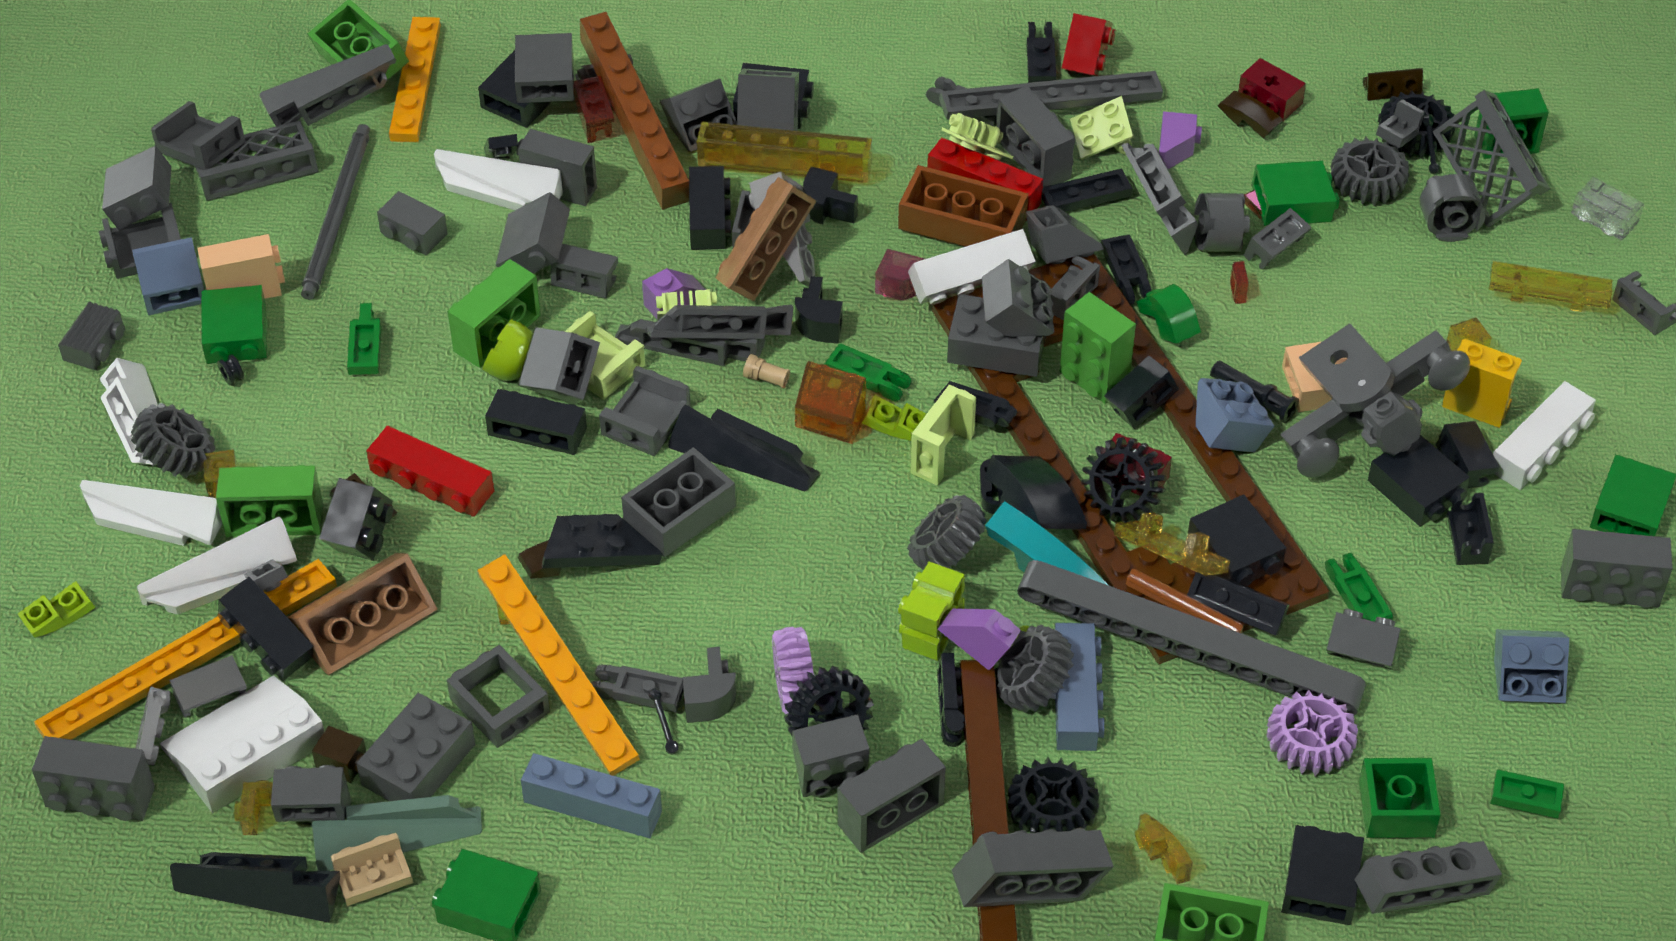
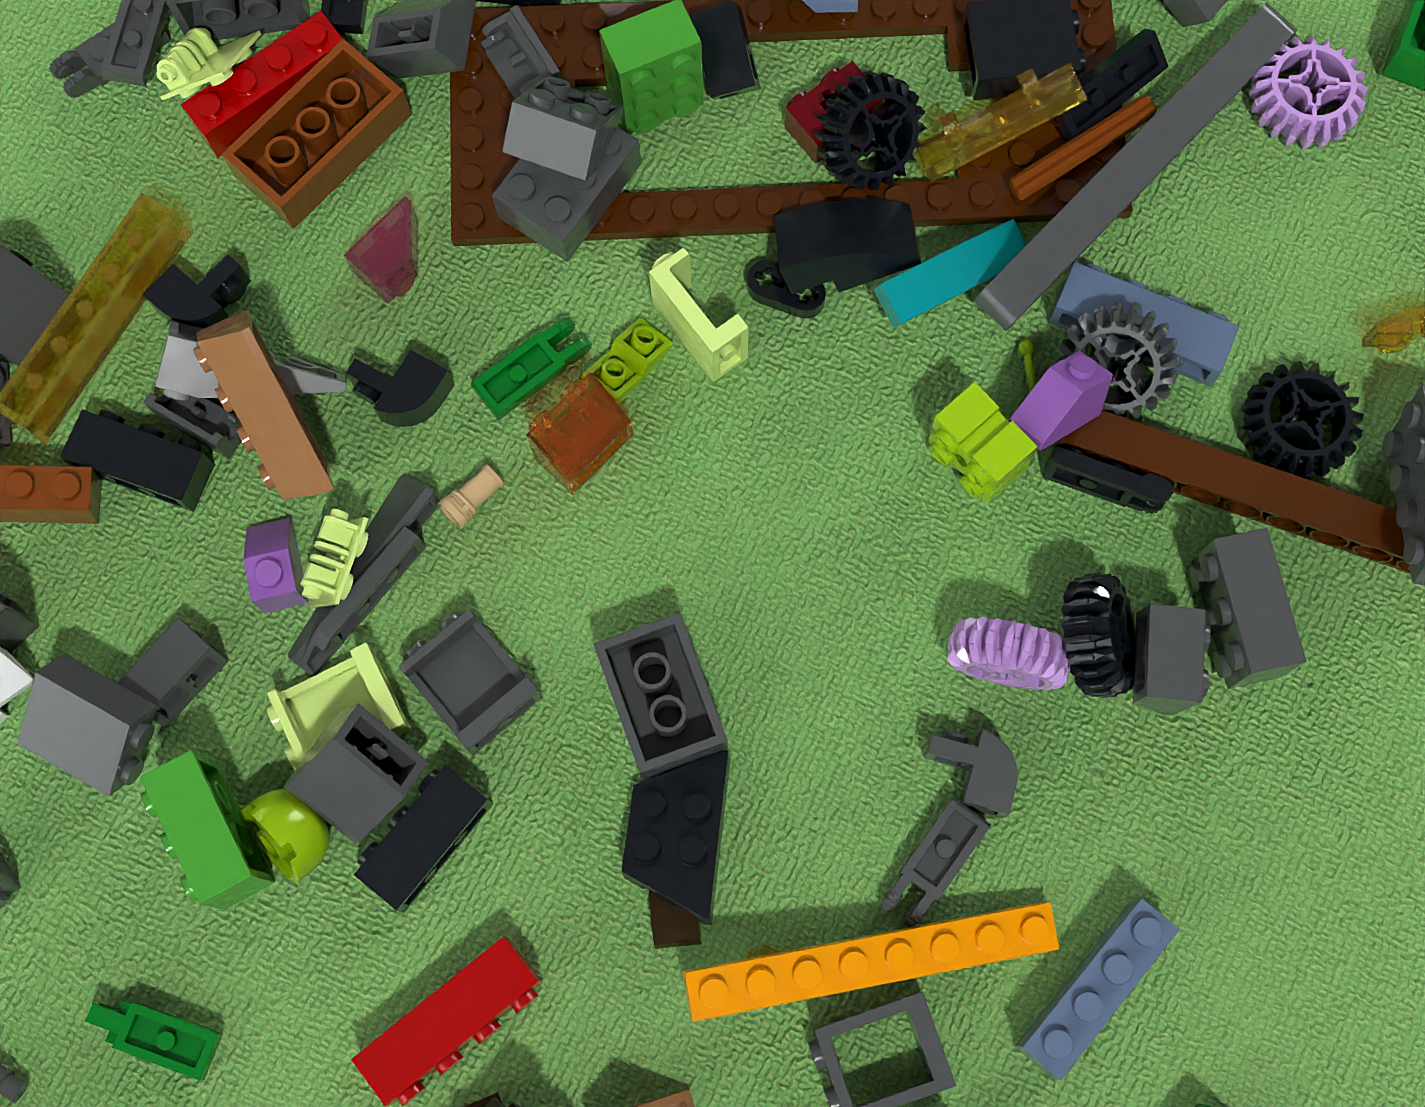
camera: 65 degrees left, 25 degrees up
(671, 746) = (1038, 852): black hinge -> none
(723, 322) = (387, 525): dark grey wedge -> none
(741, 447) = (588, 579): black wedge -> none
(947, 532) = (884, 369): dark grey gear -> none
(963, 268) = (436, 162): white brick -> none
(989, 408) = (629, 271): black hinge -> none

